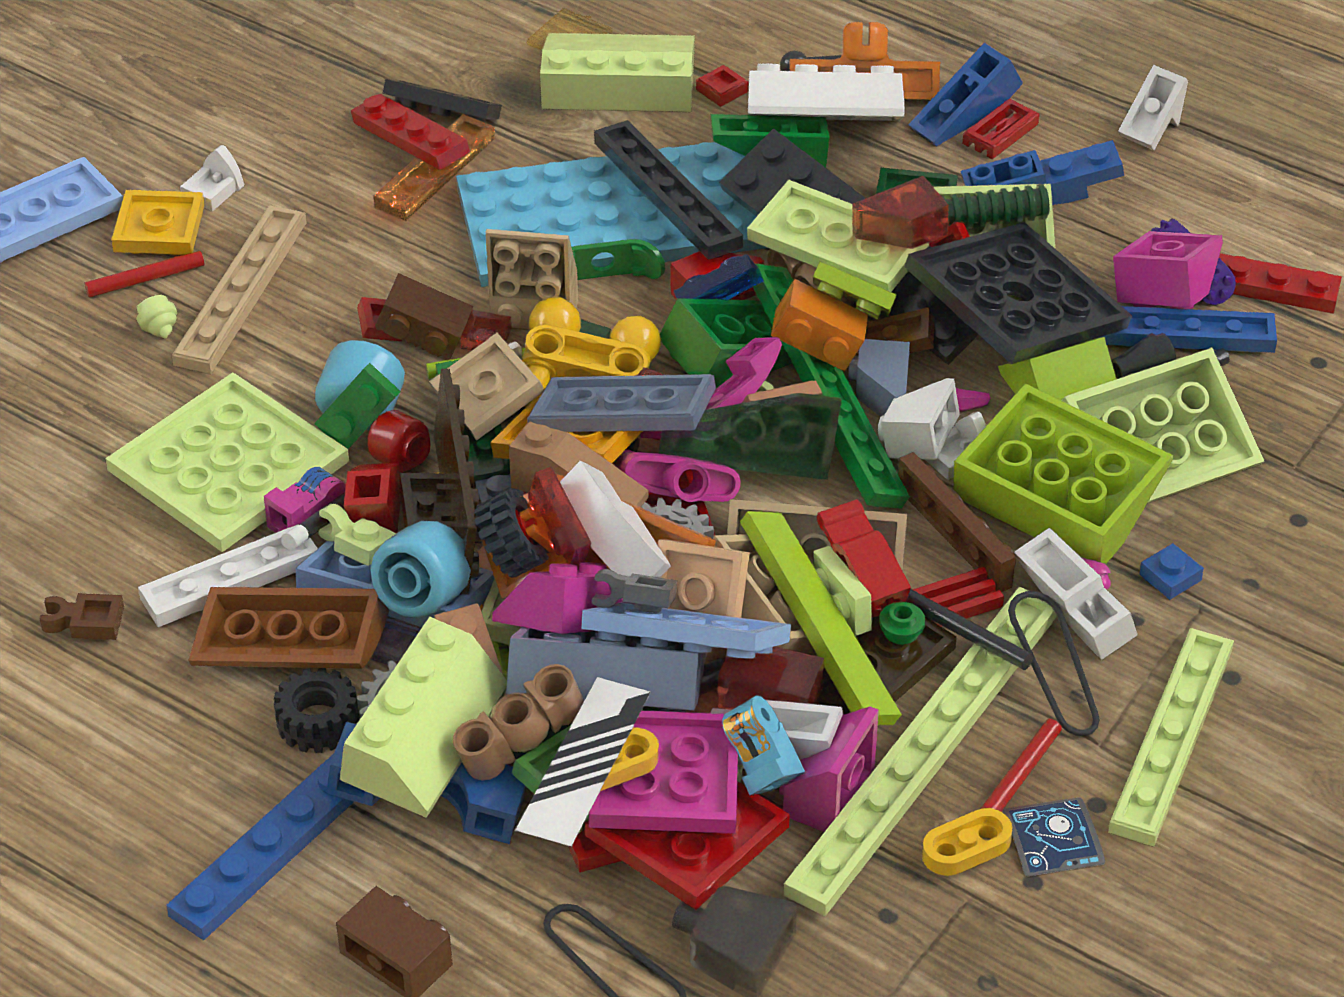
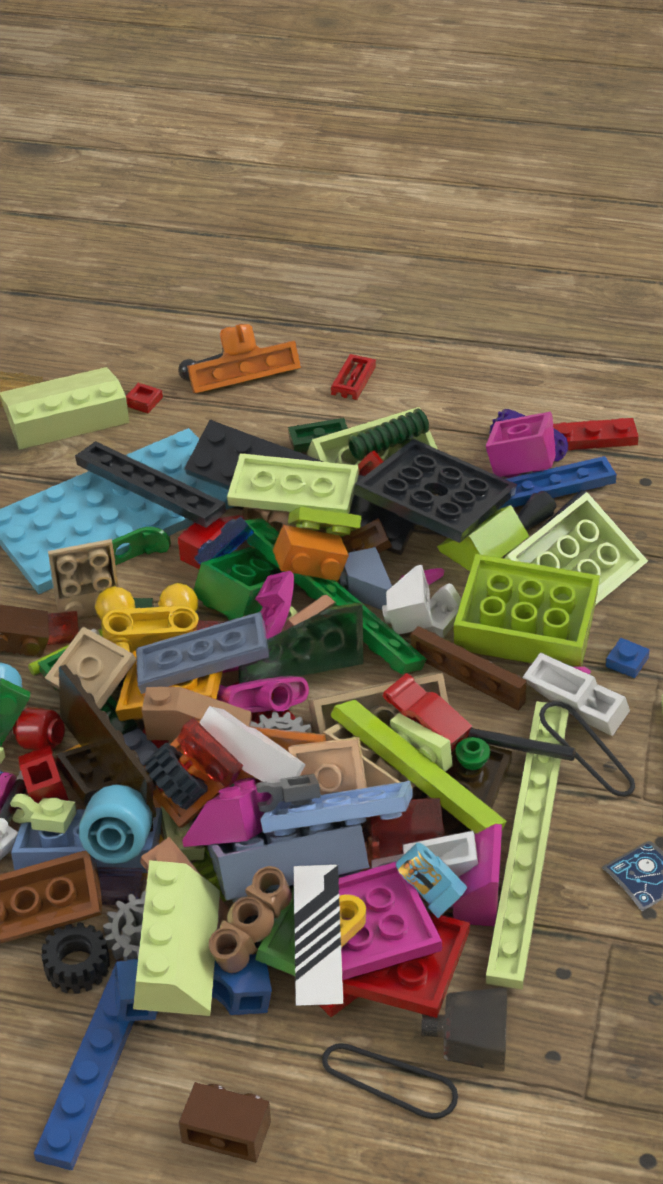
camera: 20 degrees left, 0 degrees up
(744, 132) = (190, 426): green slope -> none
(827, 94) = (228, 384): white slope -> none
(902, 215) = (338, 457): clear red slope -> none
(954, 590) = (495, 713): red tile -> none
(963, 841) = (591, 902): yellow plate -> none
(968, 96) = (323, 360): blue slope -> none
(1023, 765) = (600, 835): red bar -> none
(1065, 172) = (419, 393): blue slope -> none
(1155, 107) = (454, 334): white slope -> none

